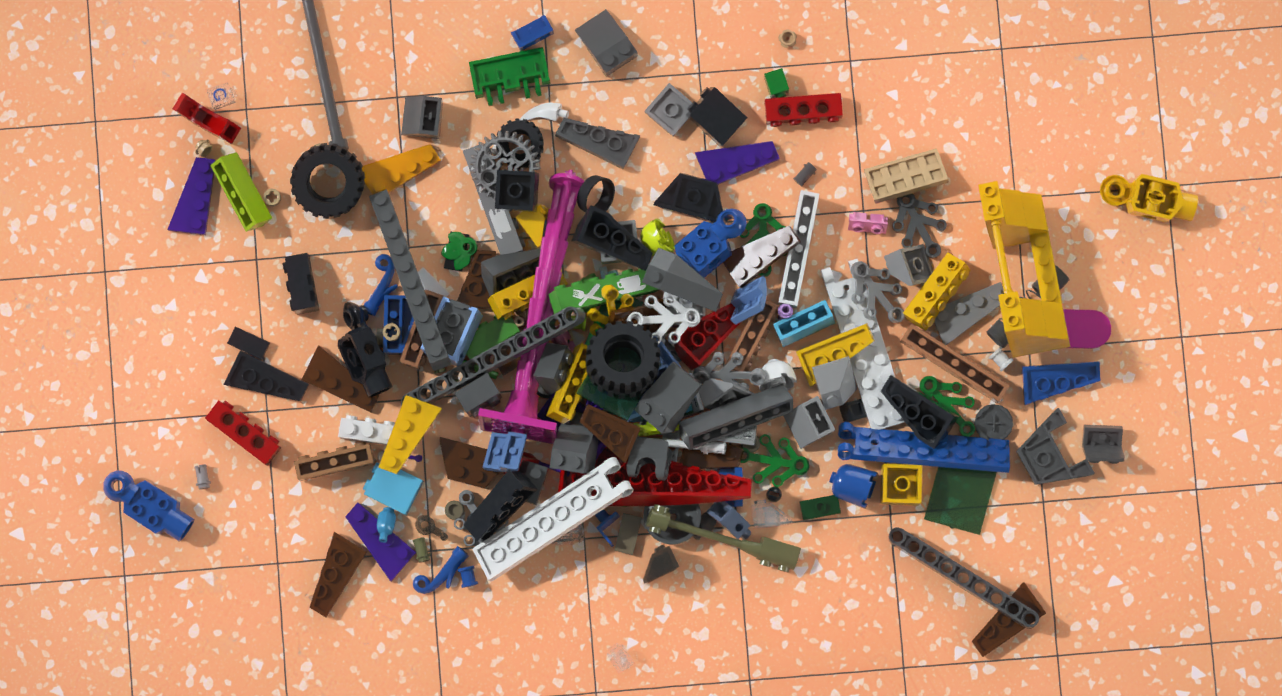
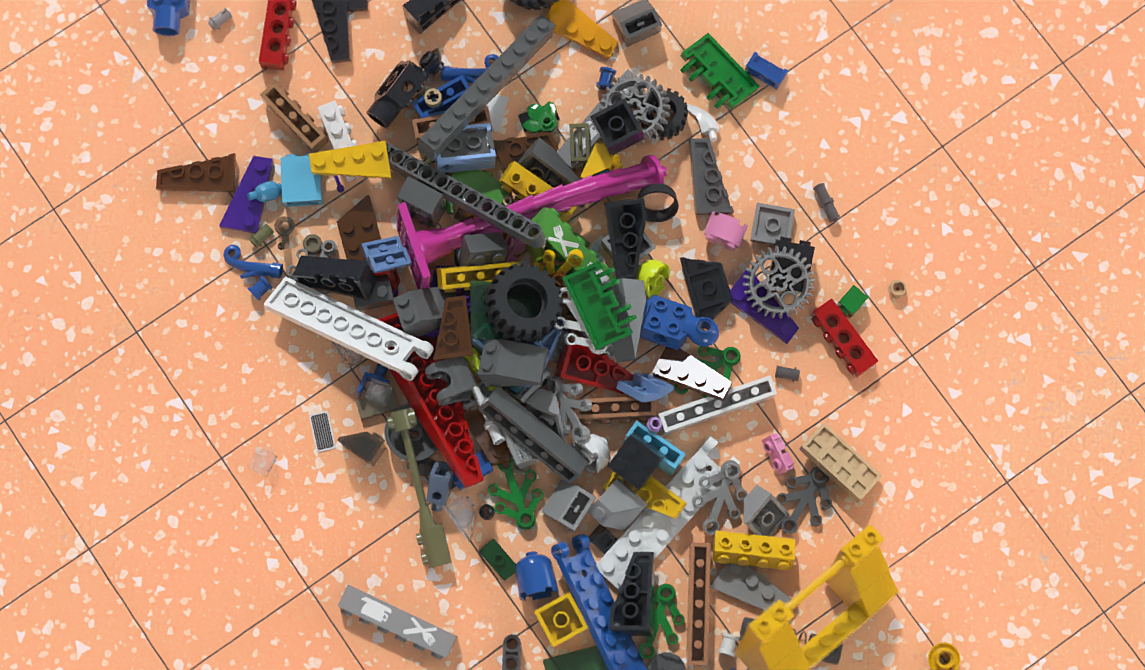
camera: 55 degrees right, 5 degrees down
(335, 379) = (368, 75): reddish brown wing -> none
(457, 173) = (605, 78): none -> blue bush
(519, 238) = (579, 159): none -> olive tile
(606, 42) = (796, 137): dark grey slope -> none
(621, 526) = (378, 392): none -> clear brick
(623, 594) = (322, 431): none -> sticker
(653, 153) = (725, 230): none -> bright pink brick
(662, 299) = (596, 306): none -> green hinge
(678, 52) = (826, 202): none -> dark grey pin
(726, 127) = (797, 302): none -> light grey gear
(808, 343) = (636, 460): none -> black brick
(822, 621) = (397, 621): none -> light grey brick

